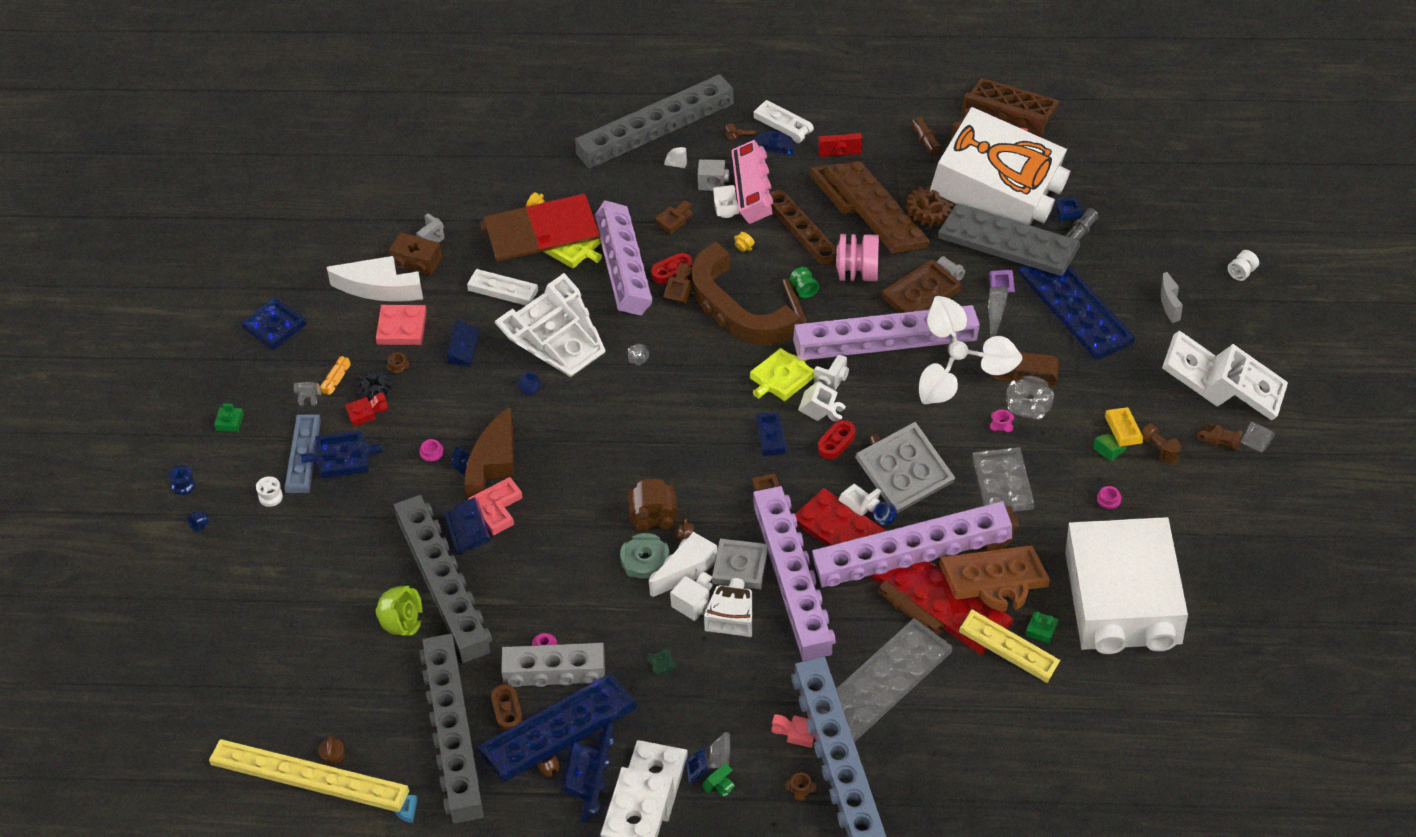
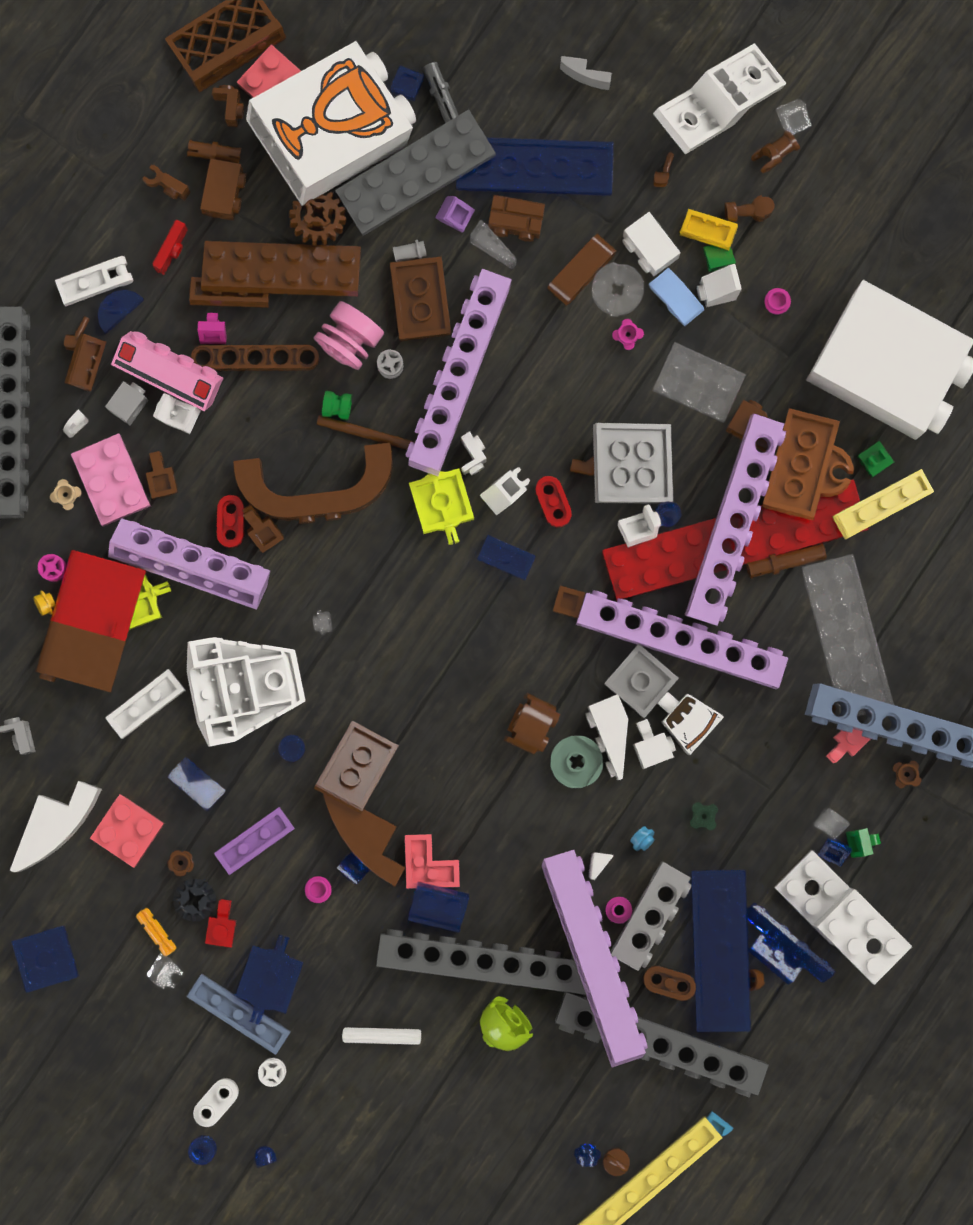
camera: 65 degrees left, 35 degrees up
(223, 473) = (215, 1102): none -> white plate
(228, 418) = (146, 1065): green tile -> none
(325, 725) = (587, 1155): none -> clear blue plate
(340, 545) = (381, 1035): none -> white axle
(416, 253) = (26, 769): reddish brown brick -> none
(443, 395) = (254, 841): none -> medium lavender plate
(489, 631) = (593, 958): none -> lavender brick
(541, 421) = (356, 767): none -> tile
(563, 189) = (48, 564): none -> dark pink wheel
(571, 609) = (597, 863): none -> white slope
(613, 628) = (642, 839): none -> dark azure plate
(622, 177) = (57, 495): none -> tan plate
(652, 195) = (110, 480): none -> bright pink plate
(684, 530) = (573, 709): reddish brown plate -> none
(722, 141) = (85, 362): none -> reddish brown plate
(744, 242) = (240, 428): yellow plate -> none
(800, 192) = (212, 330): none -> dark pink tile
(859, 297) = (388, 359): none -> light grey wheel
(882, 124) = (171, 186): none -> reddish brown plate
(903, 151) = (222, 189): none -> reddish brown brick
(945, 319) = (511, 316): white plant -> none
(1029, 312) = (516, 218): none -> reddish brown brick
(1055, 434) = (676, 296): none -> light blue slope
(1080, 397) = (650, 244): none -> white brick
(1086, 451) = (719, 286): none -> white slope
(1137, 383) = (661, 178): none -> reddish brown hand

